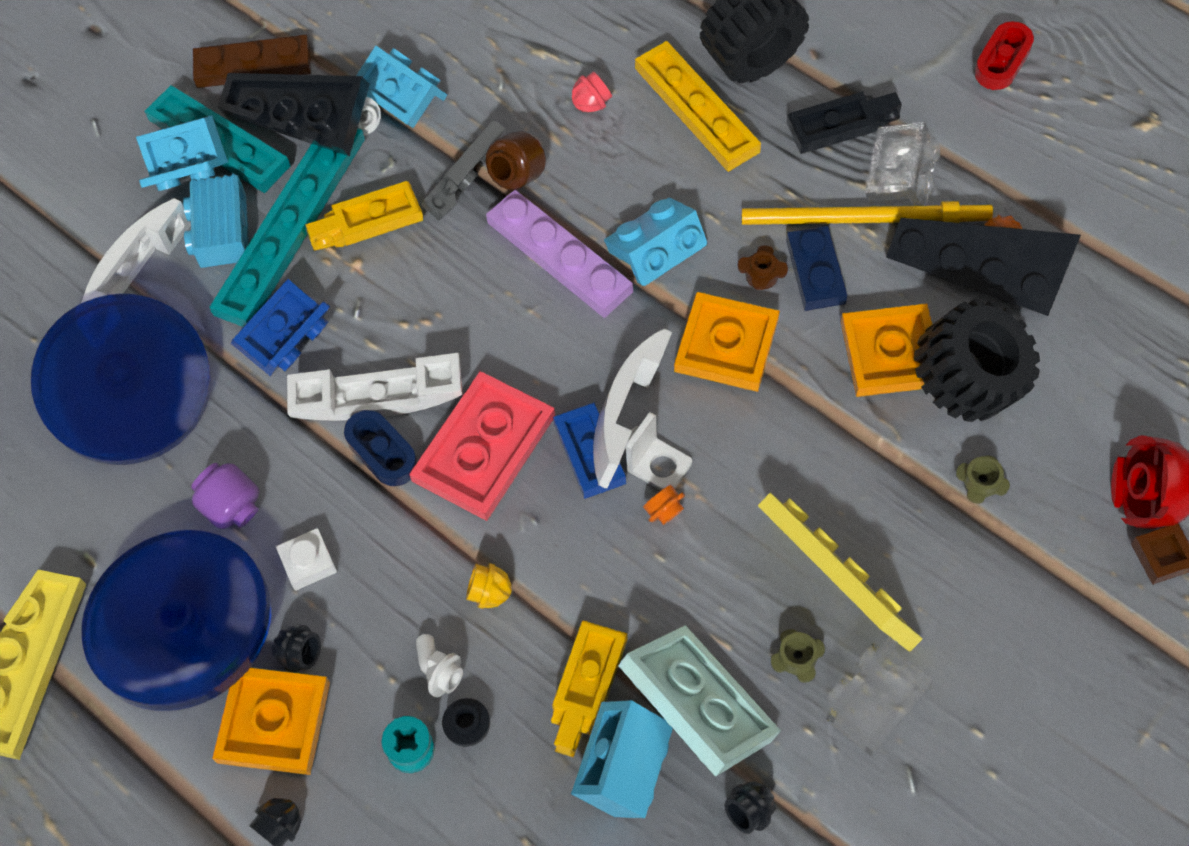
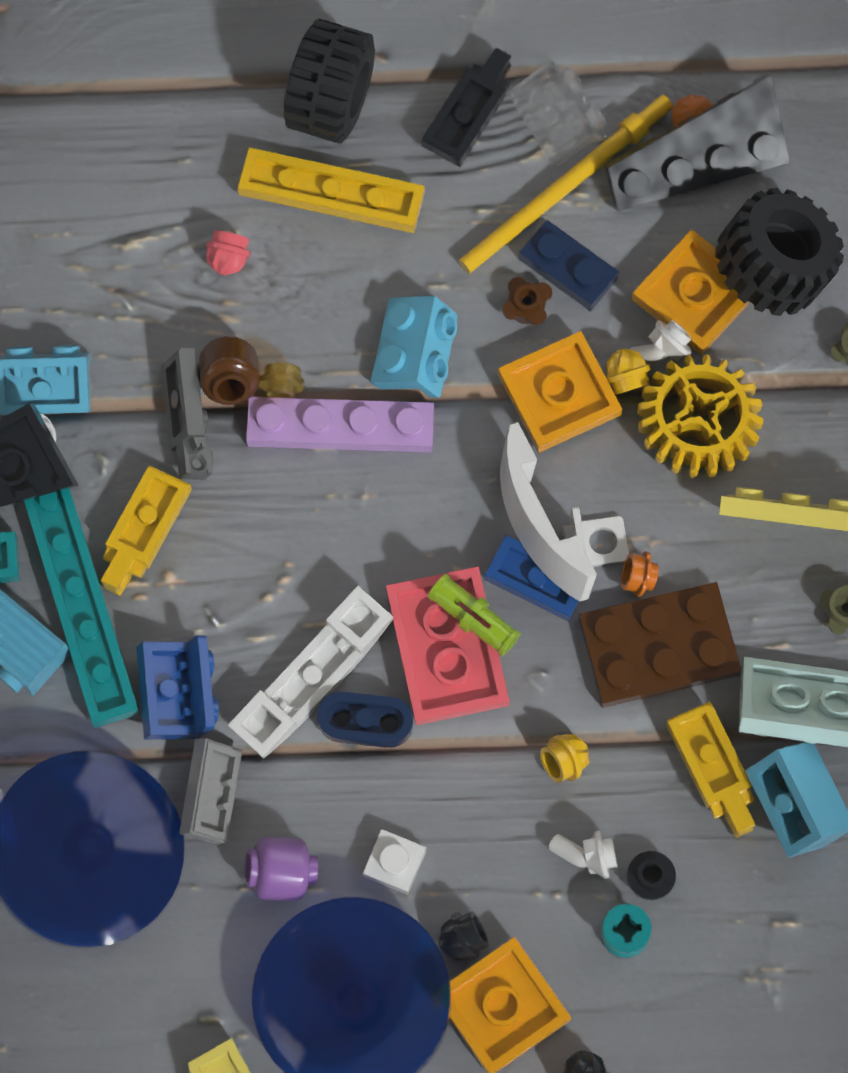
camera: 45 degrees left, 10 degrees up
(236, 410) = (210, 791): none -> light grey plate
(514, 432) = (449, 594): none -> lime pin
(545, 193) = (282, 380): none -> clear yellow plate
(633, 567) = (659, 644): none -> reddish brown plate
(780, 422) = (685, 383): none -> yellow gear
(787, 362) = (627, 370): none -> yellow plate
(834, 361) = (668, 341): none -> white plate

